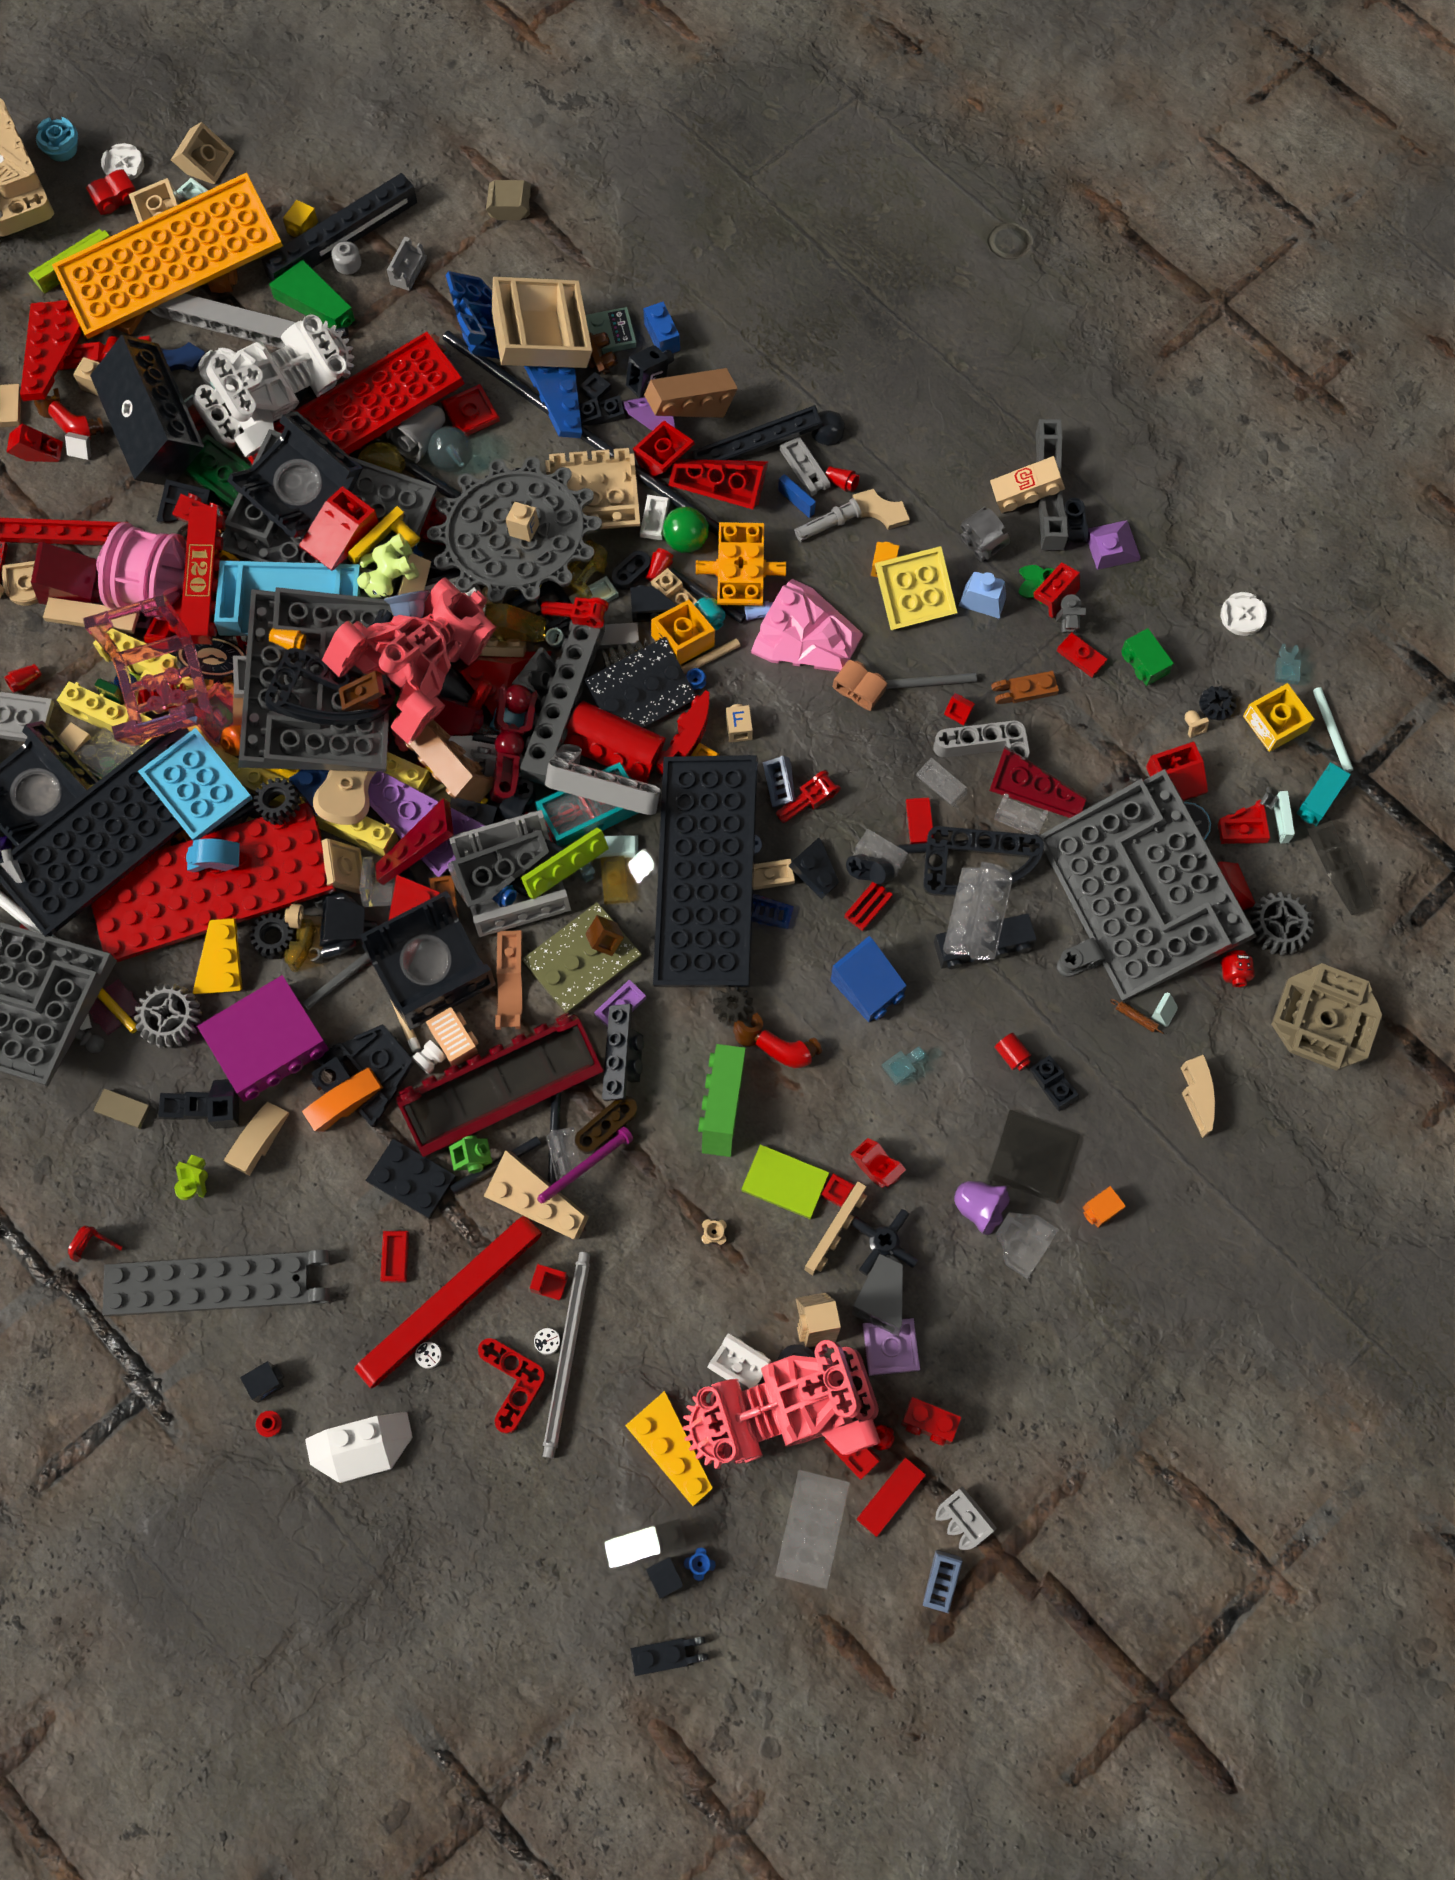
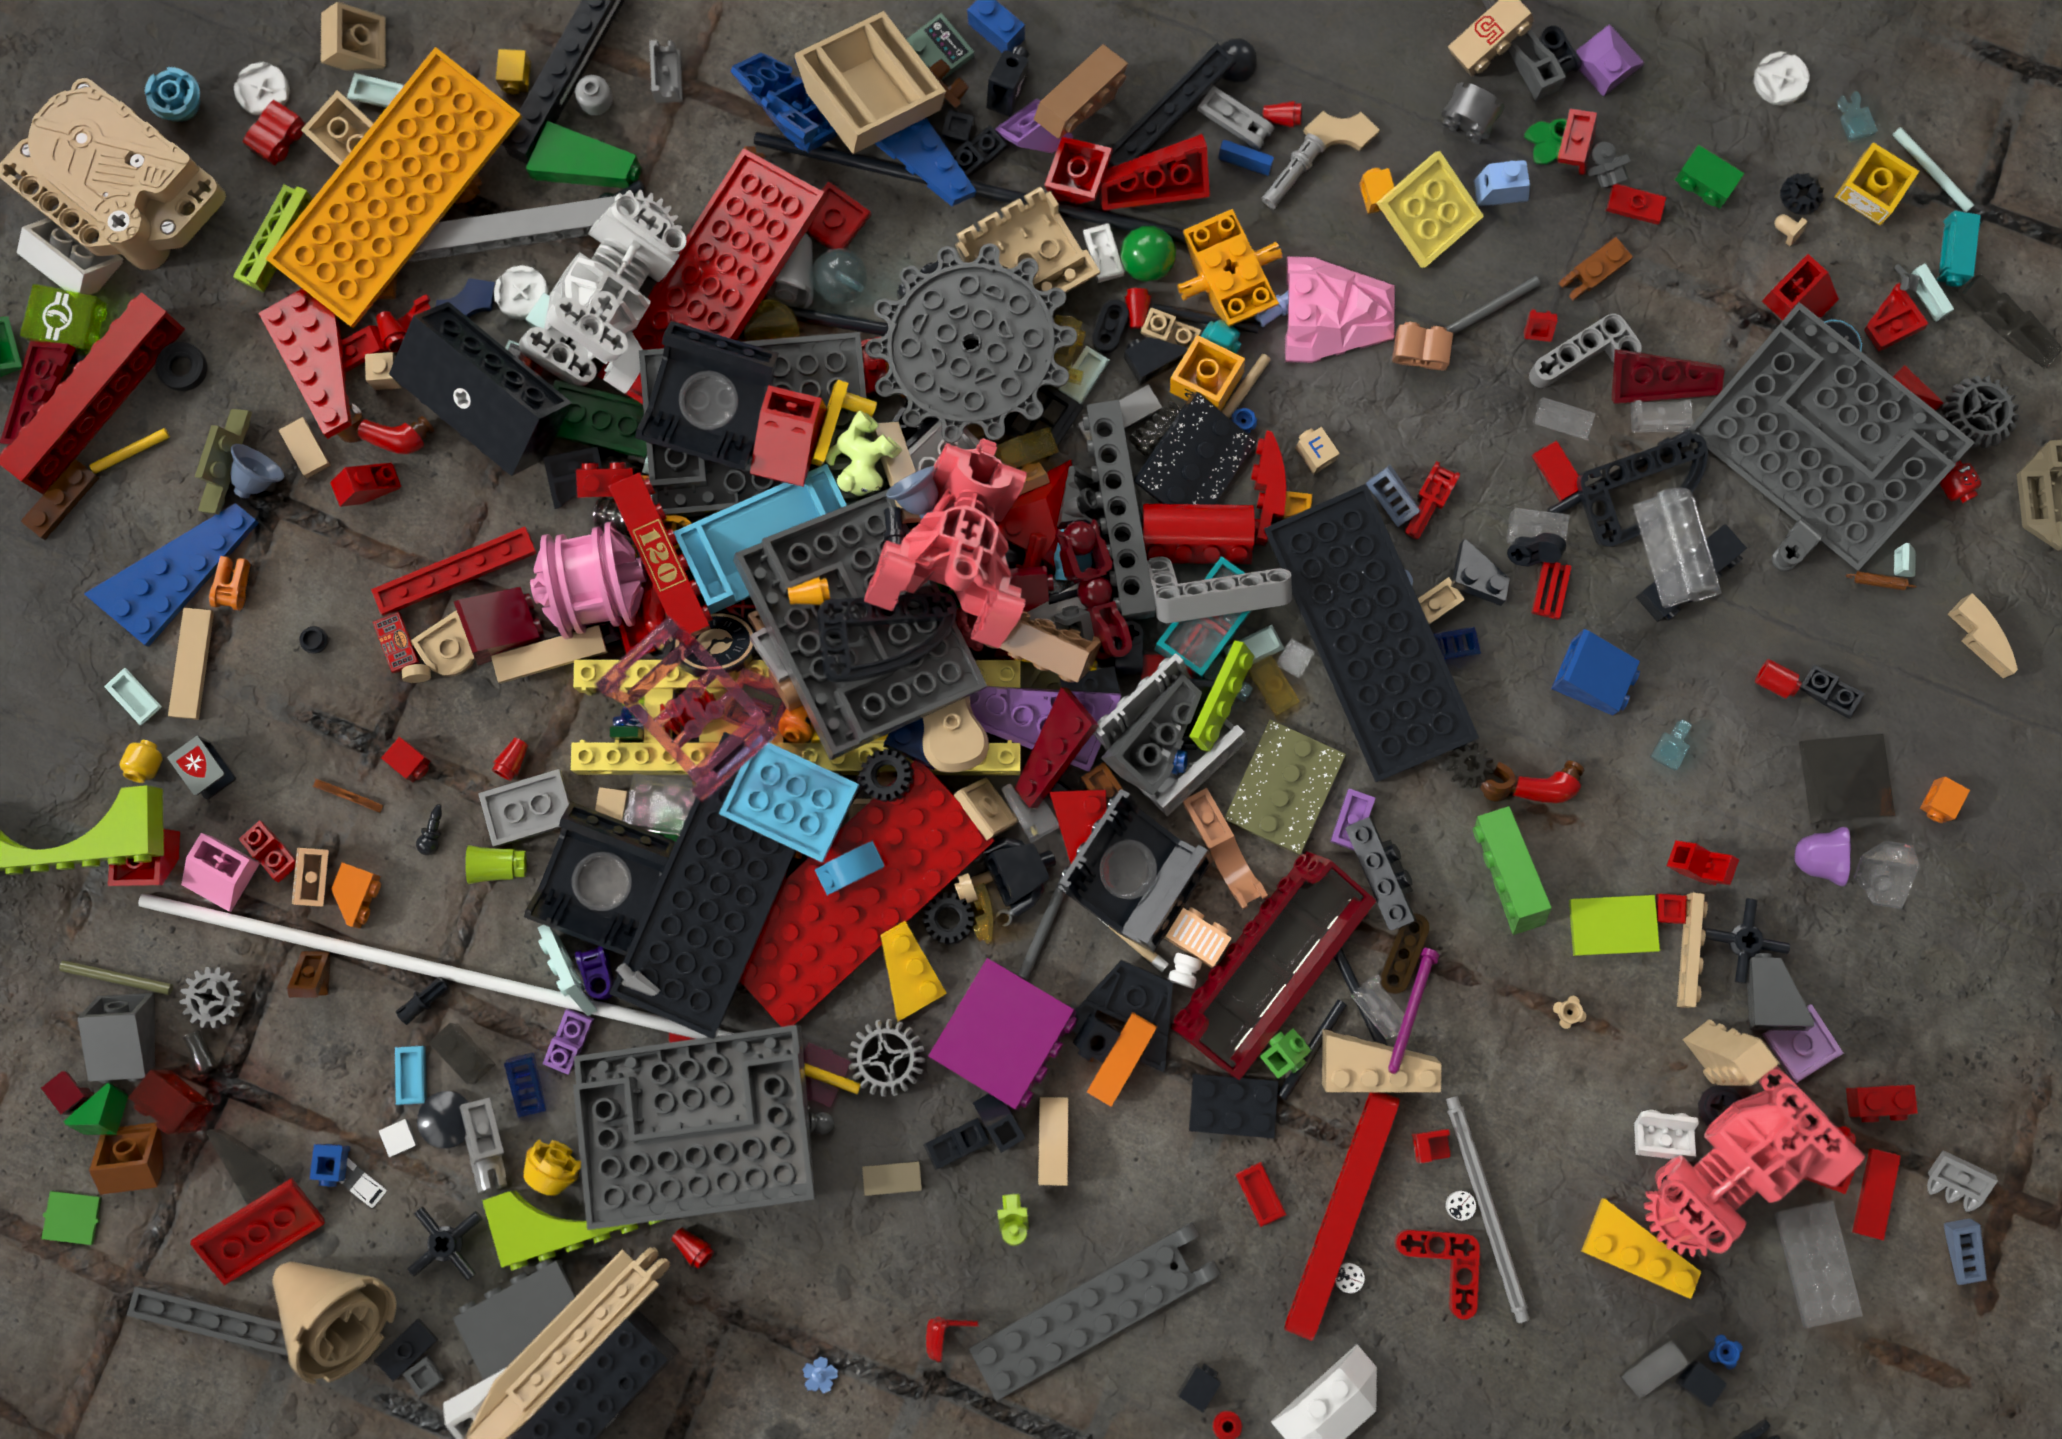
camera: 25 degrees left, 10 degrees up
(78, 445) = (415, 461): white tile -> none
(362, 693) = (927, 616): reddish brown slope -> none
(522, 521) = (982, 333): tan brick -> none
(551, 636) = (1064, 446): light aqua hinge -> none
(582, 612) = (1094, 404): red connector -> none
(604, 935) = (1301, 754): reddish brown panel -> none

